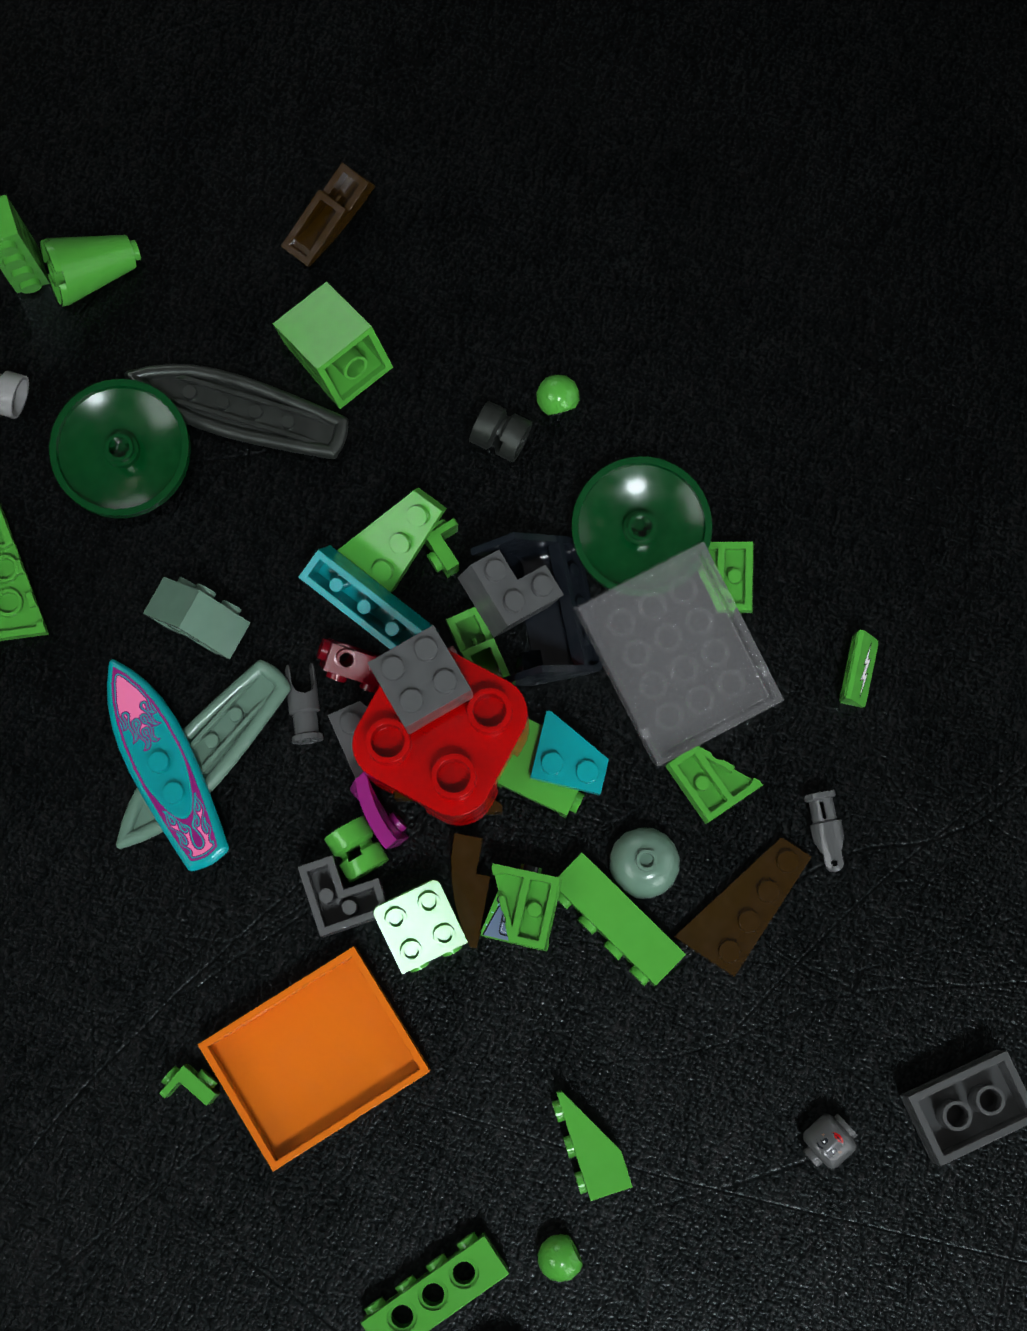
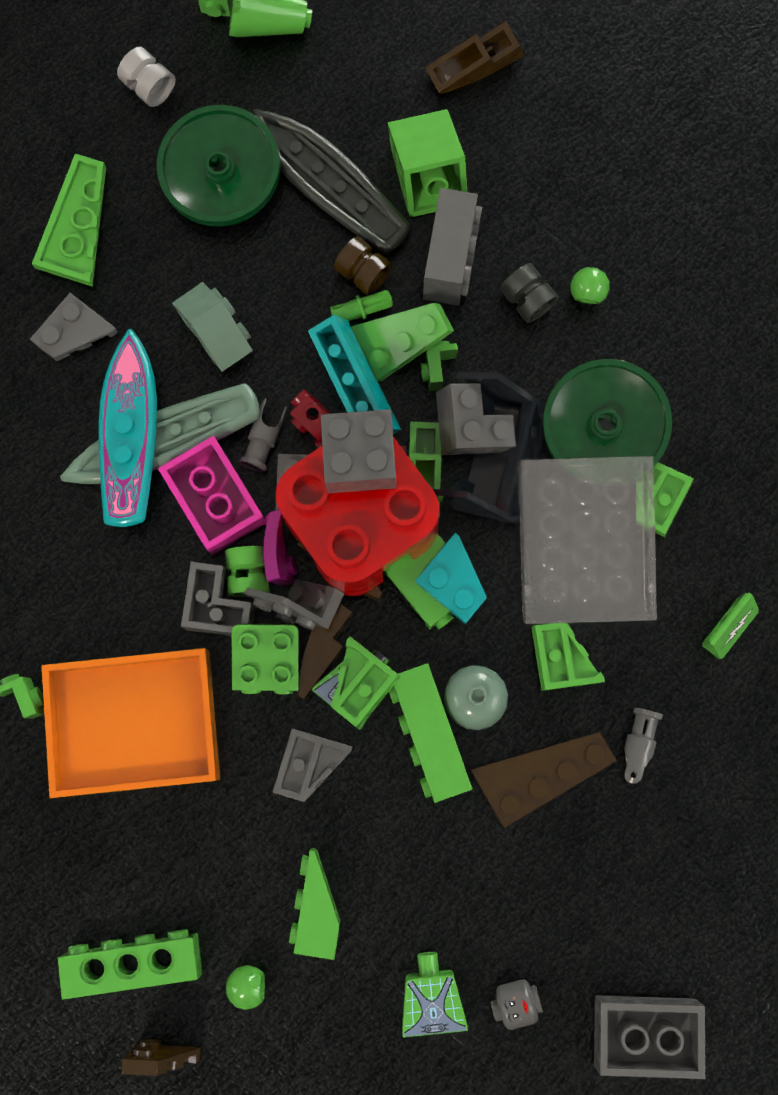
camera: 30 degrees right, 0 degrees up
(49, 688) = (70, 329): none -> dark grey wing
(284, 789) = (212, 495): none -> dark pink brick
(314, 481) = (359, 263): none -> dark brown wheel
(337, 525) = (363, 306): none -> bright green axle
(401, 422) = (452, 247): none -> dark grey brick
(430, 852) = (305, 604): none -> dark grey bracket
(511, 1010) = (307, 764): none -> dark grey wing
(746, 1178) = (431, 1000): none -> torso

